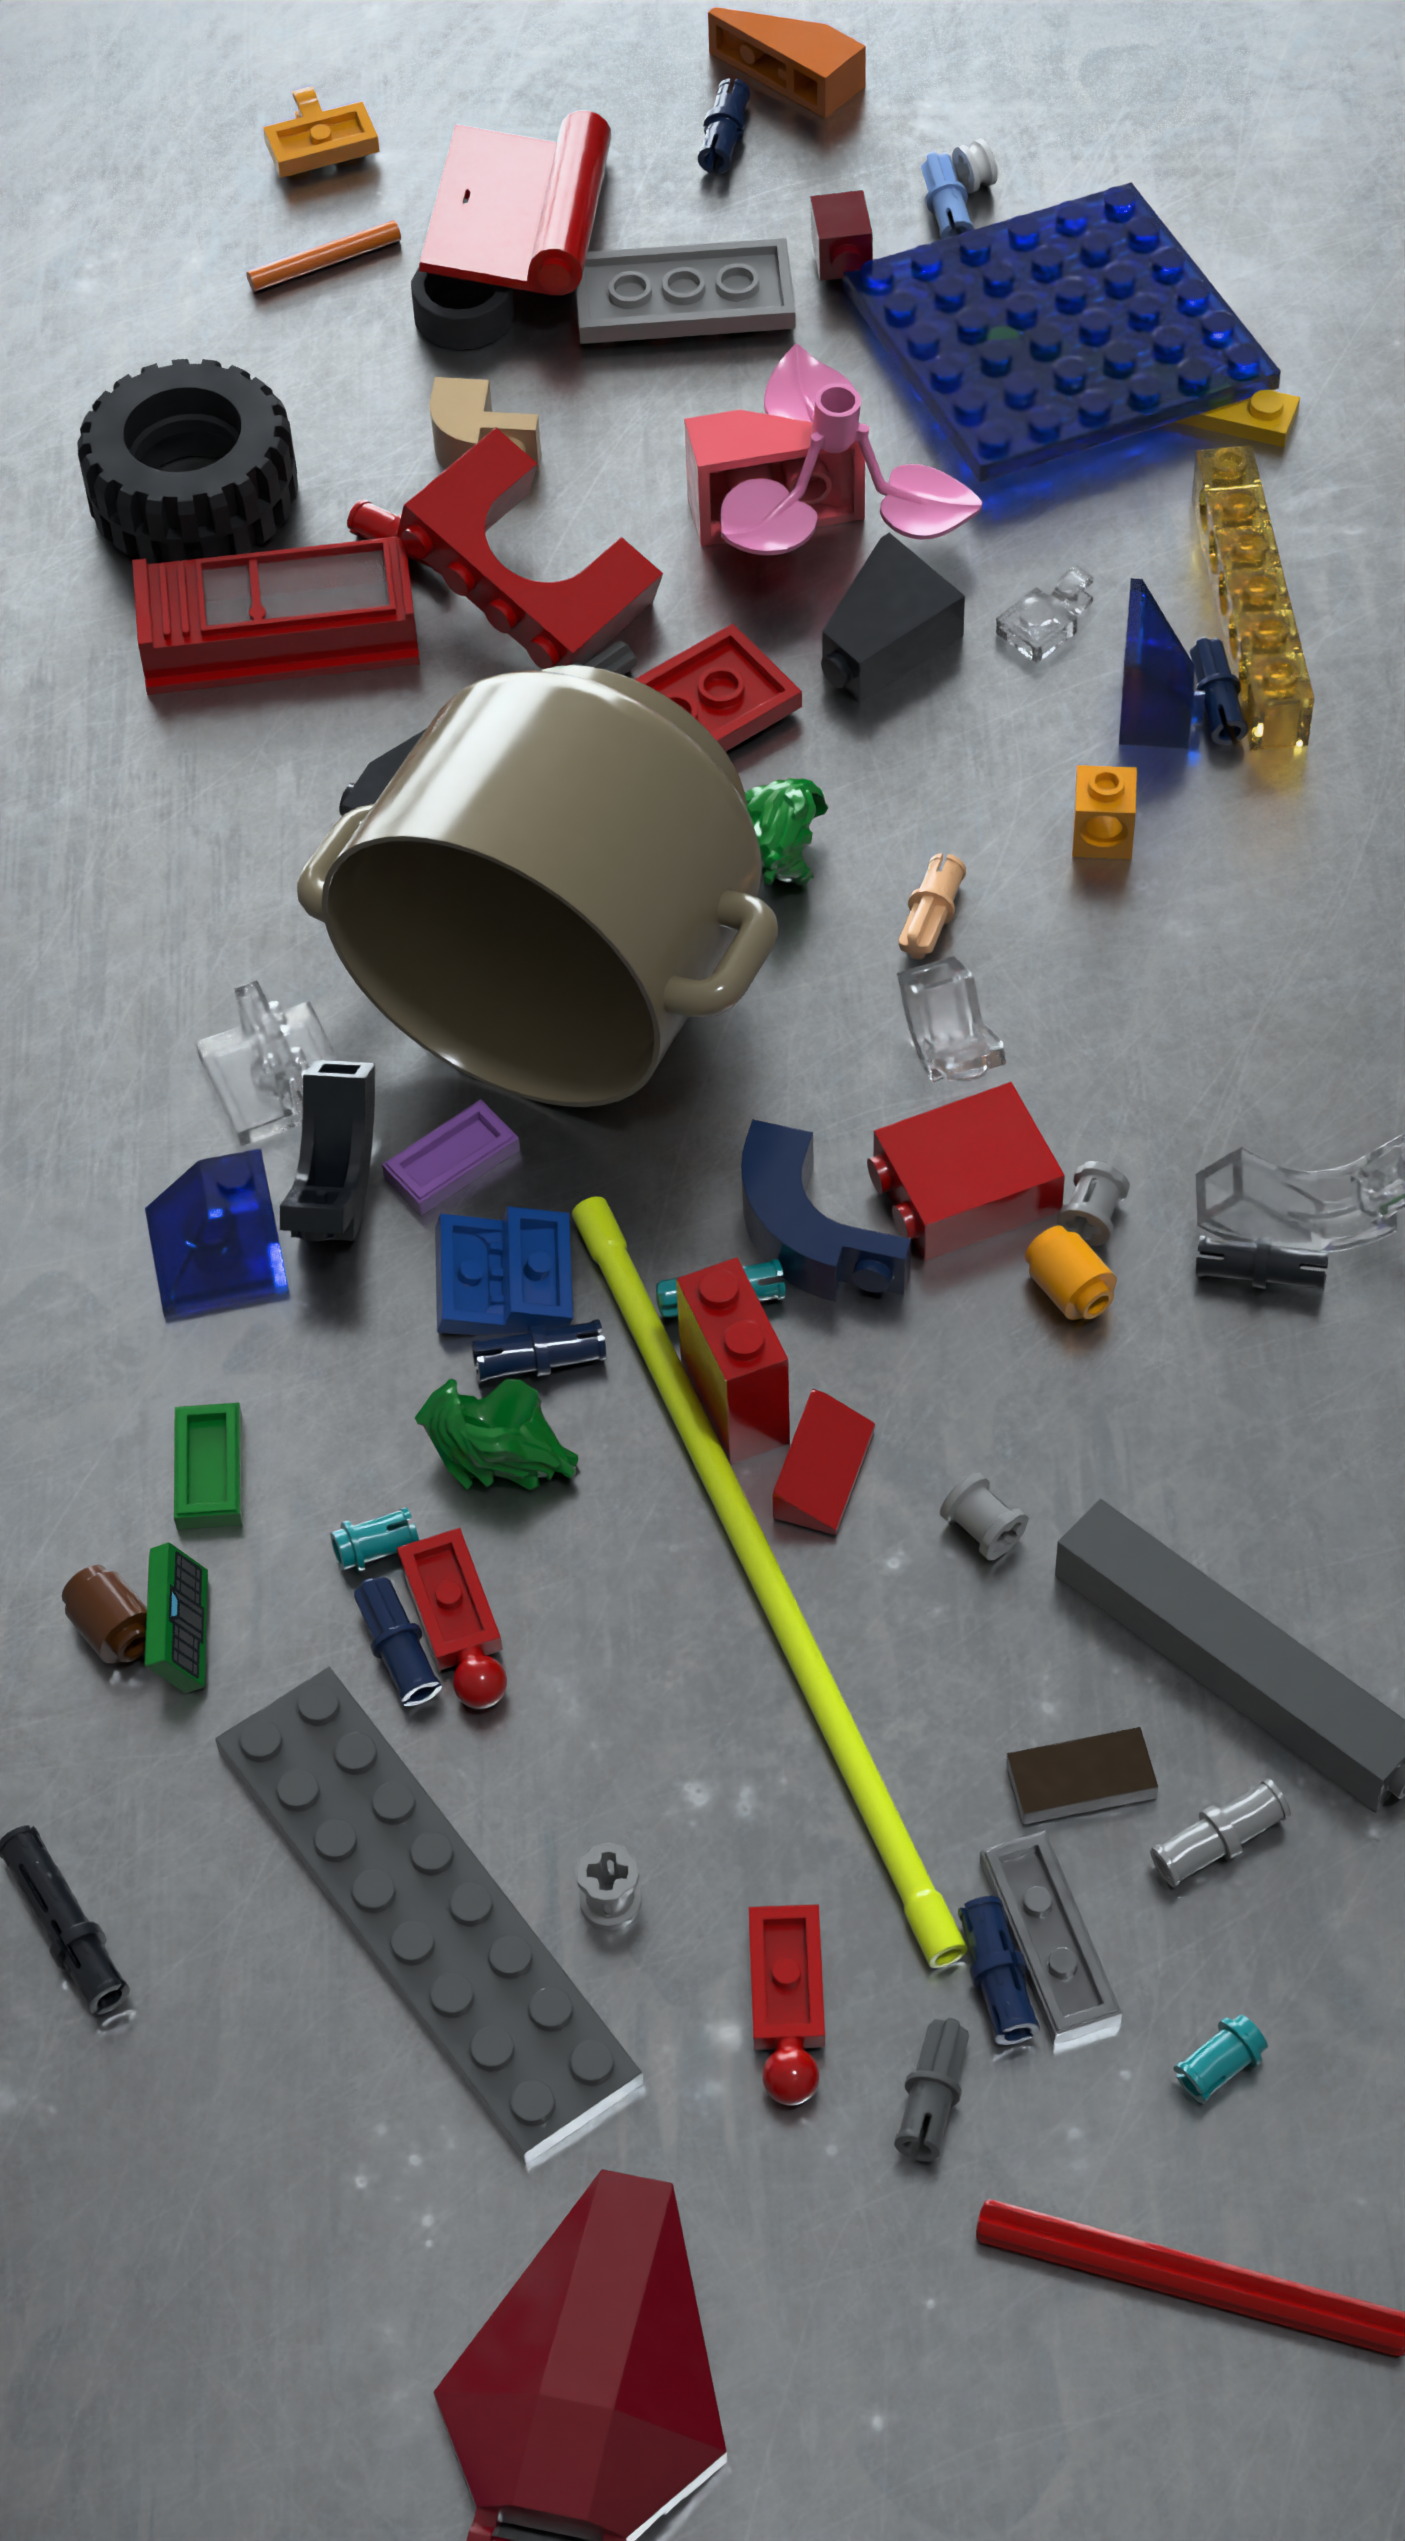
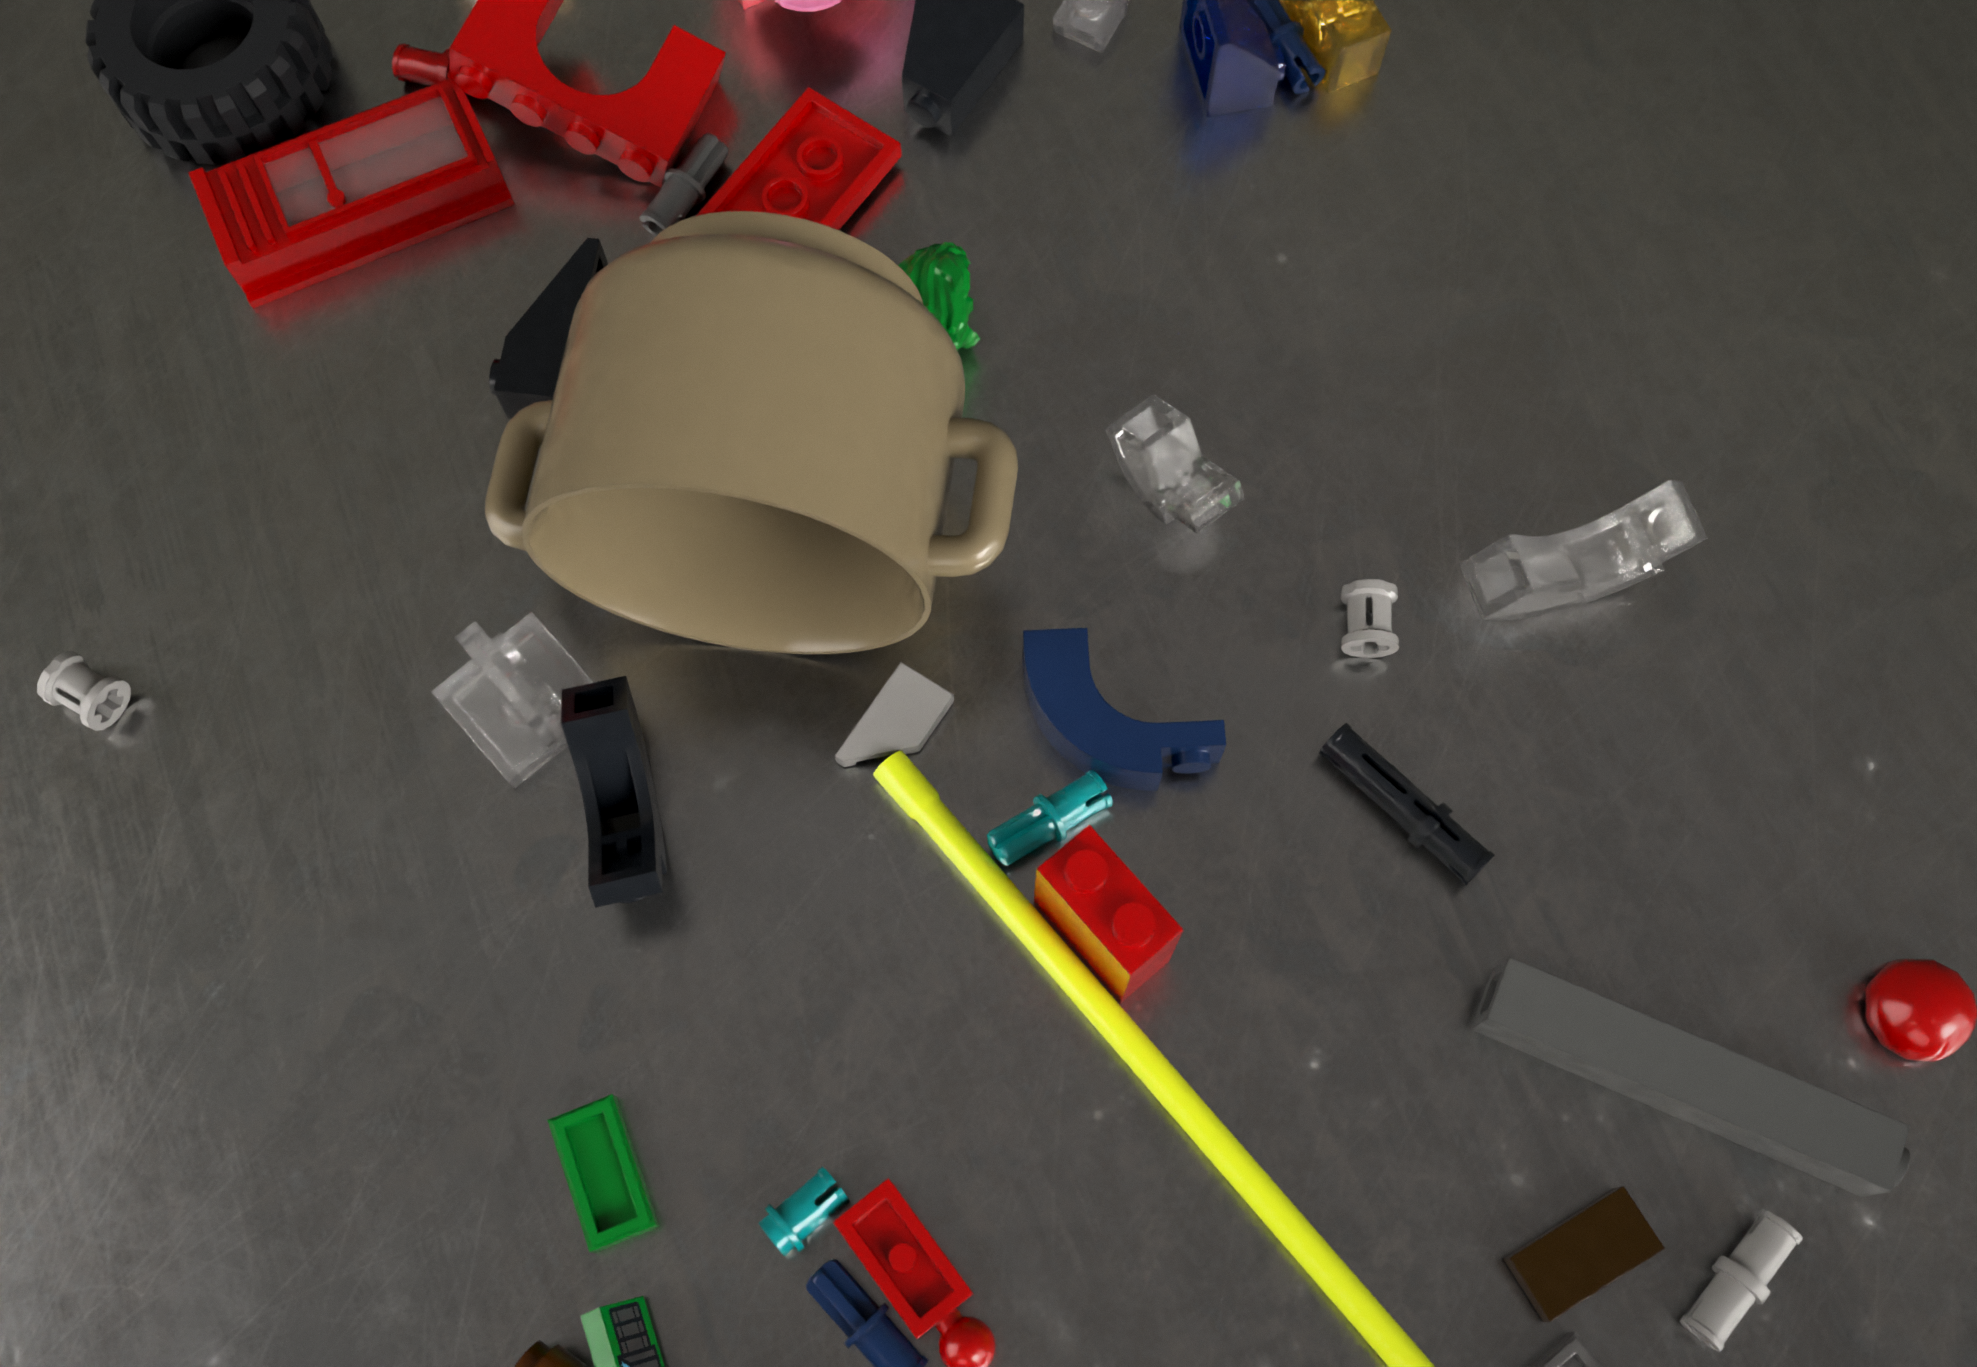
camera: 20 degrees left, 15 degrees up
(216, 1236) = (525, 910): clear blue slope -> none
(451, 1157) = (730, 743): medium lavender tile -> none
(495, 1435) = (886, 1057): green hair -> none
(503, 1272) = (827, 860): blue slope -> none
(538, 1350) = (894, 942): dark blue pin -> none
(619, 1172) = (897, 719): none -> light grey tile
(822, 1464) = (1214, 983): red slope -> none
(931, 906) = (1102, 339): light nougat axle -> none
(966, 1171) = (1239, 619): red brick -> none
(984, 1516) = (1393, 997): light grey bush -> none
(1070, 1273) = (1378, 702): light orange brick -> none
(1077, 1385) = (1405, 803): none -> black pin
(1104, 812) = (1230, 196): light orange brick -> none
(1262, 1263) = (1547, 636): black pin -> none

